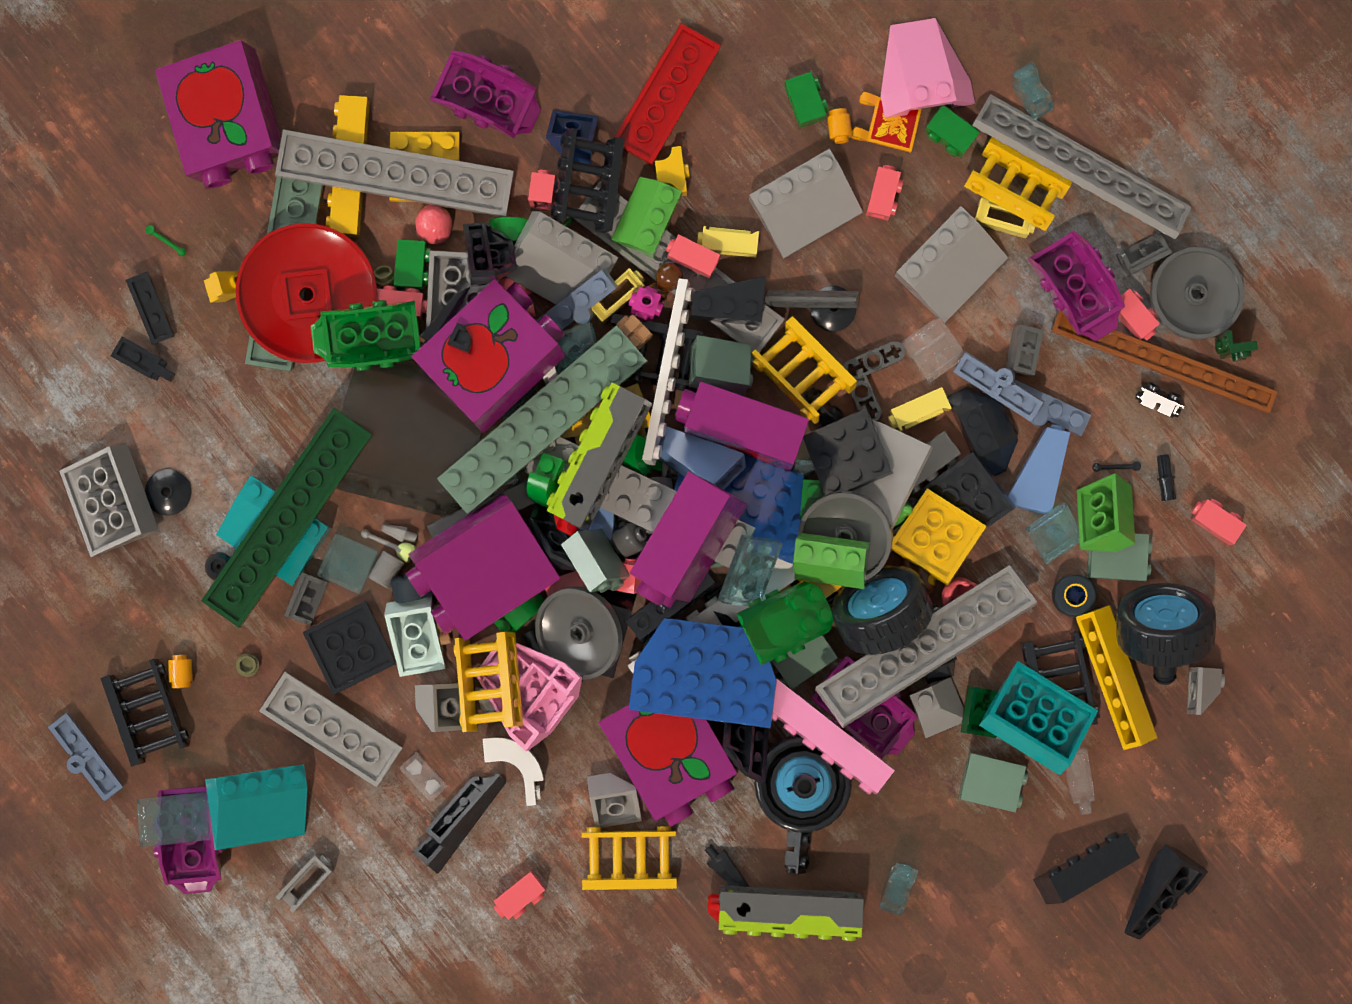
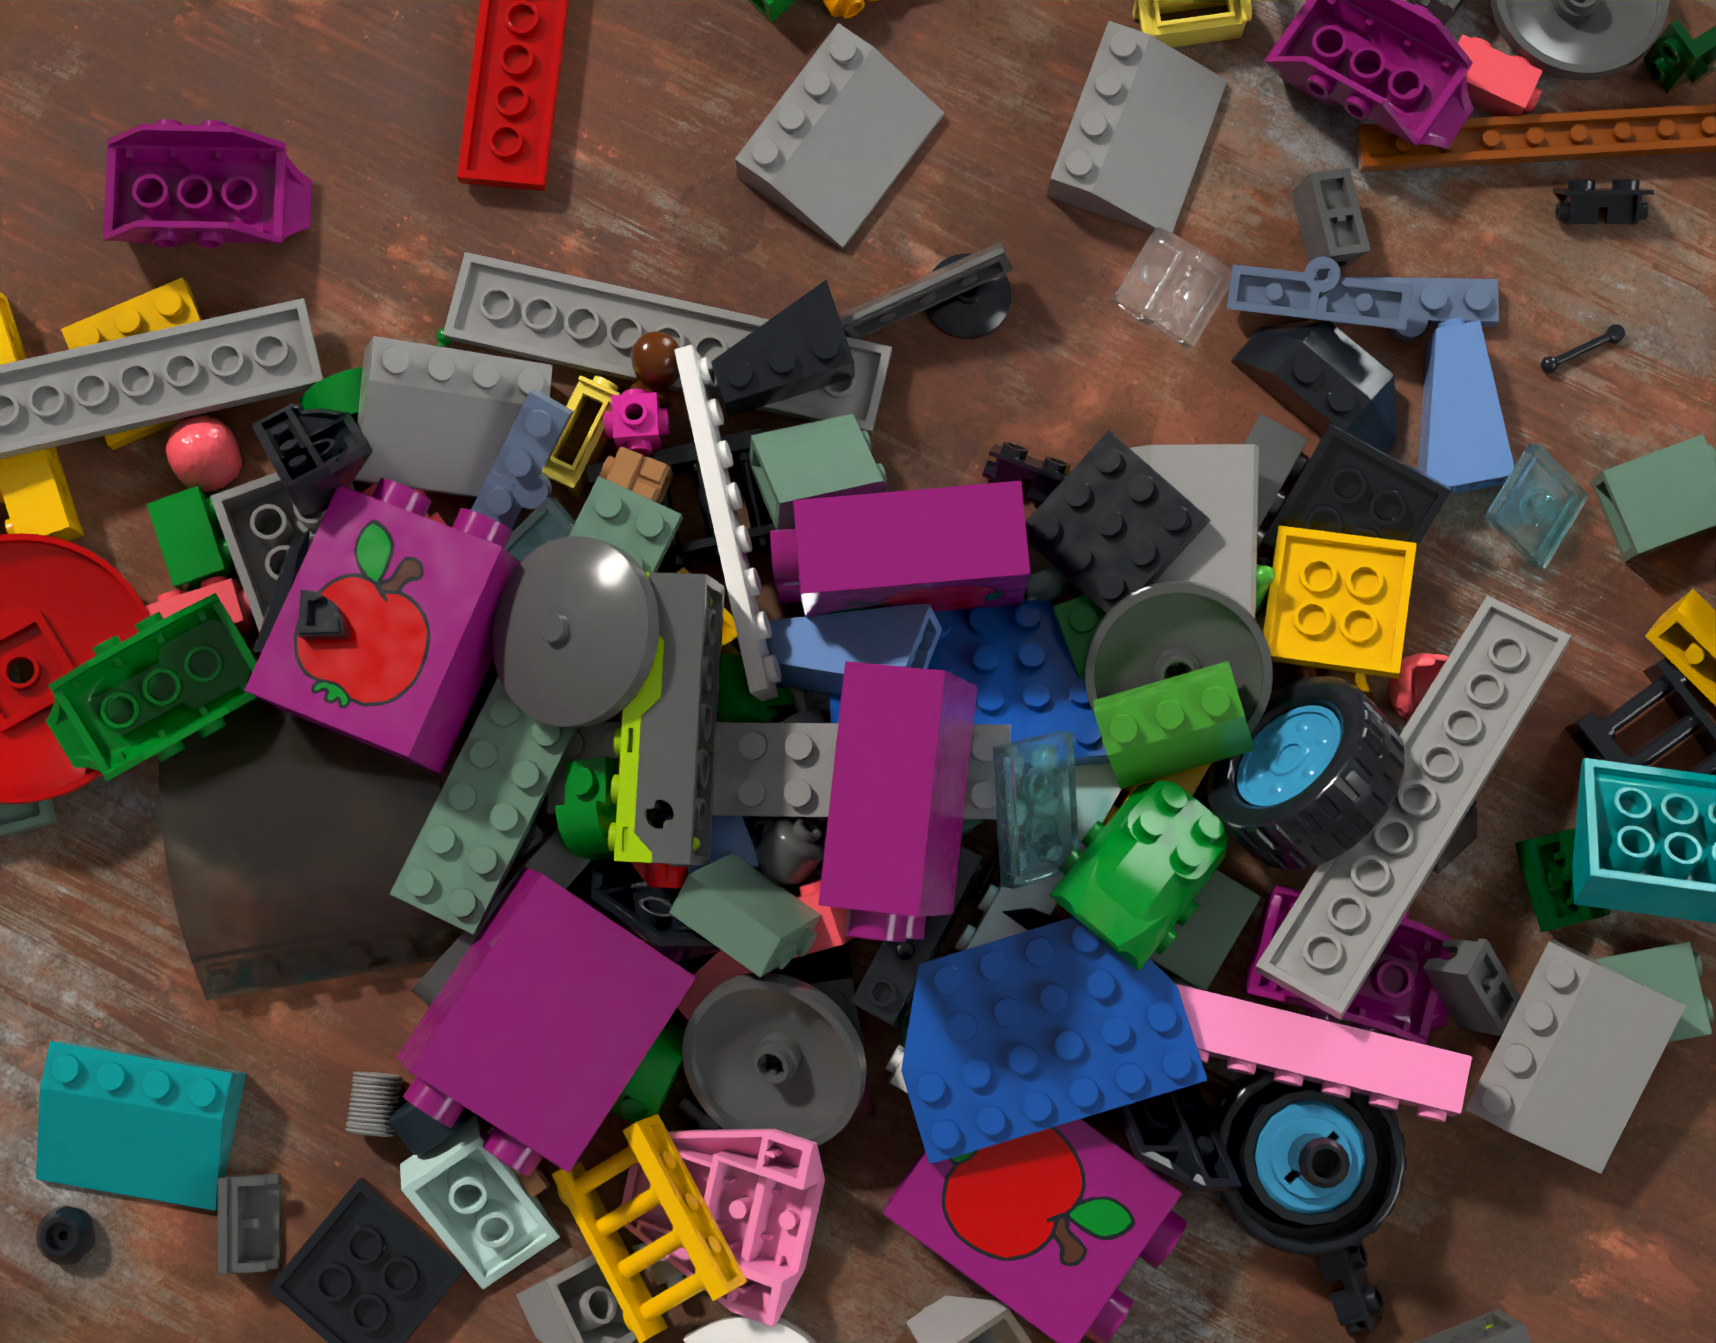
camera: 20 degrees left, 5 degrees down
(287, 517) = (143, 1092): dark green plate -> none
(347, 563) = (299, 1123): clear light blue plate -> none
(384, 276) = (151, 580): olive plate -> none
(399, 532) = (370, 1025): light grey bar -> none
(402, 549) = (385, 1054): hinge -> none
(542, 190) = (368, 305): coral brick -> none
(574, 397) = (575, 632): none -> dark grey dish
(586, 129) = (385, 198): dark blue slope -> none
(608, 173) = (471, 227): black fence -> none
(647, 216) = (573, 273): bright green slope -> none
(673, 171) = (585, 184): yellow brick -> none
(693, 256) = (683, 304): coral brick -> none
(729, 241) = (735, 259): light yellow window -> none
(810, 348) = (963, 375): yellow fence -> none
(862, 377) = (1071, 390): dark grey beam -> none
(883, 193) = (965, 62): coral brick -> none
(898, 888) = (1565, 1271): clear light blue brick -> none
(916, 742) = (1474, 986): none -> dark grey hinge
(919, 410) = (1199, 397): light yellow window -> none
(937, 707) = (1476, 901): light grey slope -> none
(946, 793) = (1575, 1056): none -> light grey slope
(1074, 595) = (1635, 590): black wheel -> none
(1106, 515) = (1613, 433): bright green slope -> none
(1165, 479) = (1678, 328): black axle -> none

